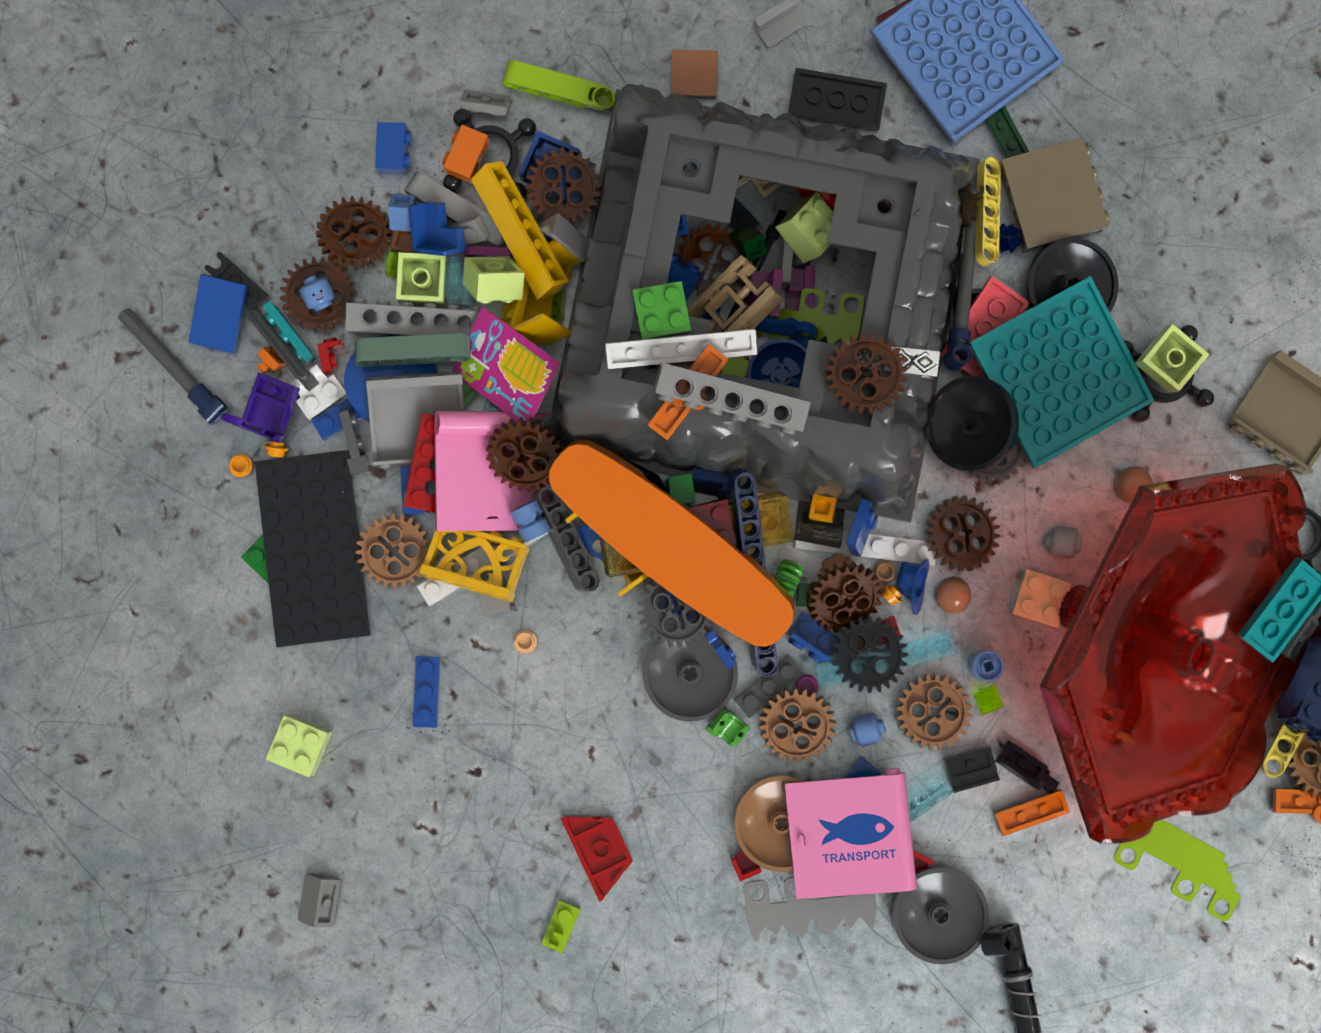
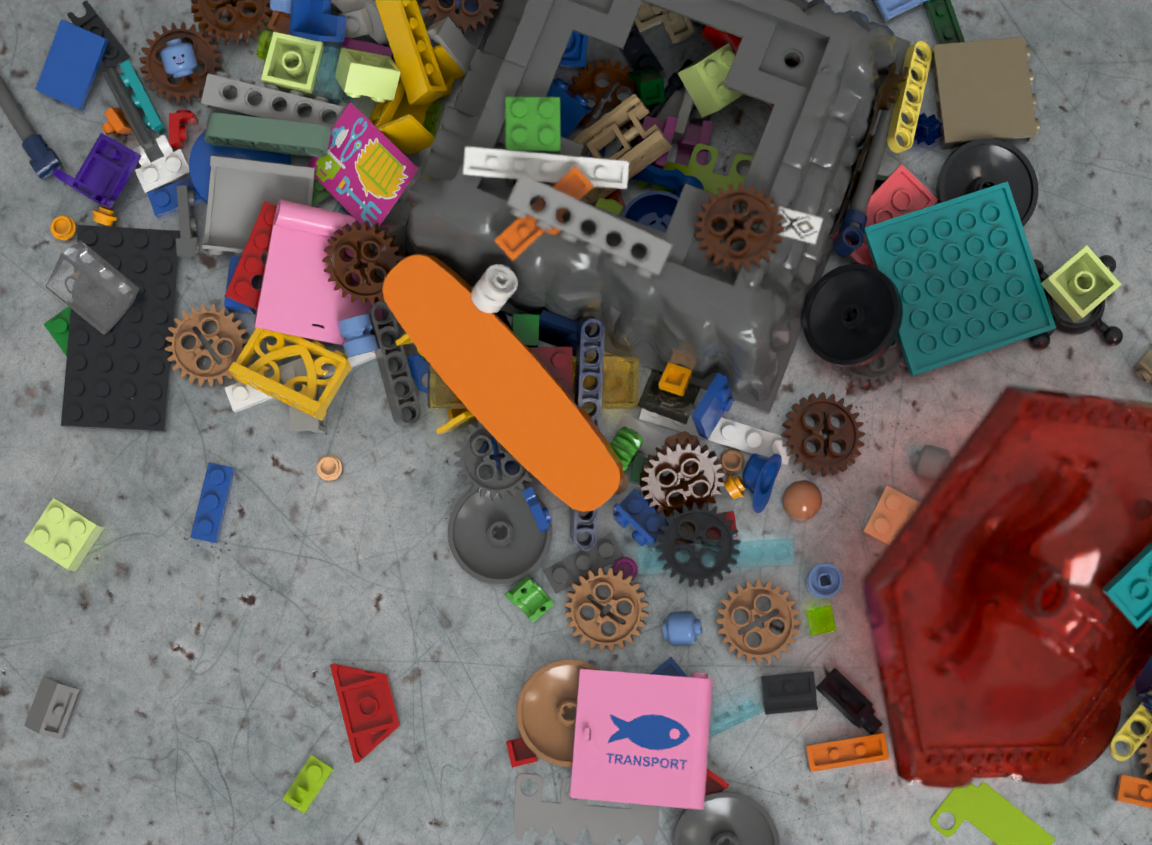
camera: 10 degrees right, 5 degrees down
(279, 517) = (91, 287): none -> clear slope
(651, 464) = (494, 288): none -> white wheel

